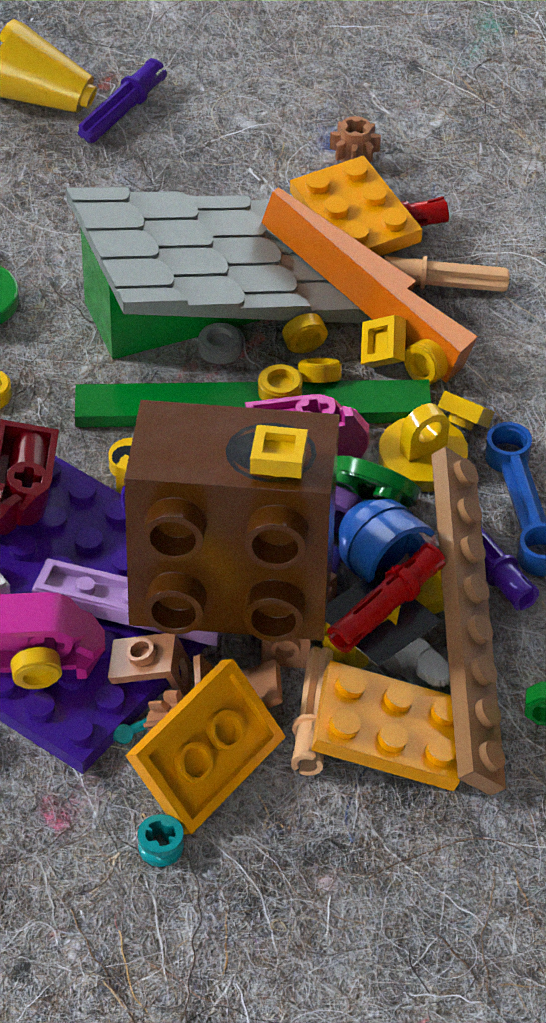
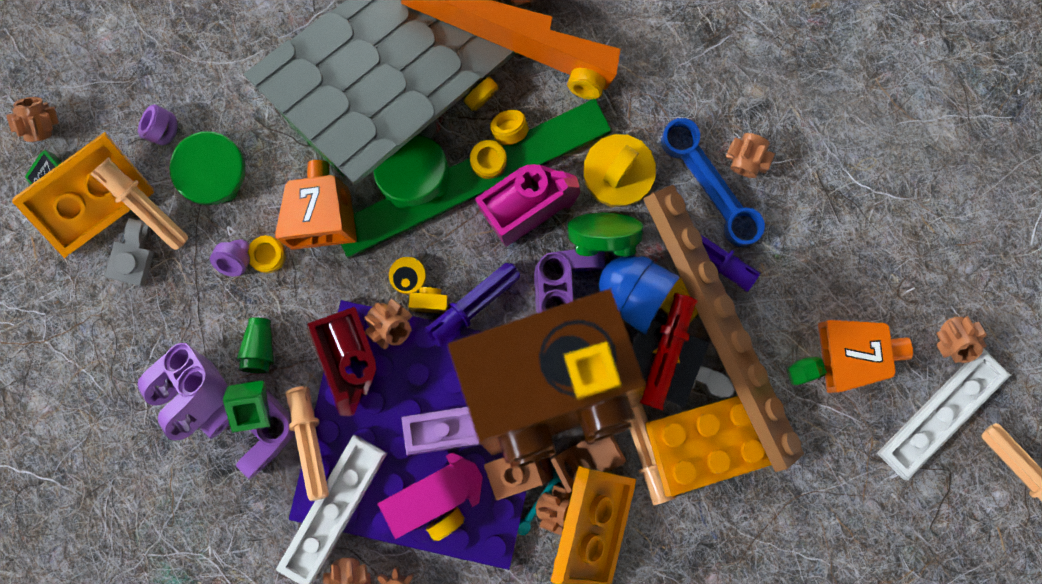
camera: 20 degrees left, 35 degrees up
(64, 361) = (316, 210): none -> orange torso
(96, 465) = (388, 324): none -> nougat gear
(190, 365) = (414, 173): none -> green tile
(383, 341) = (547, 80): yellow plate -> none
(465, 412) = (636, 119): yellow plate -> none

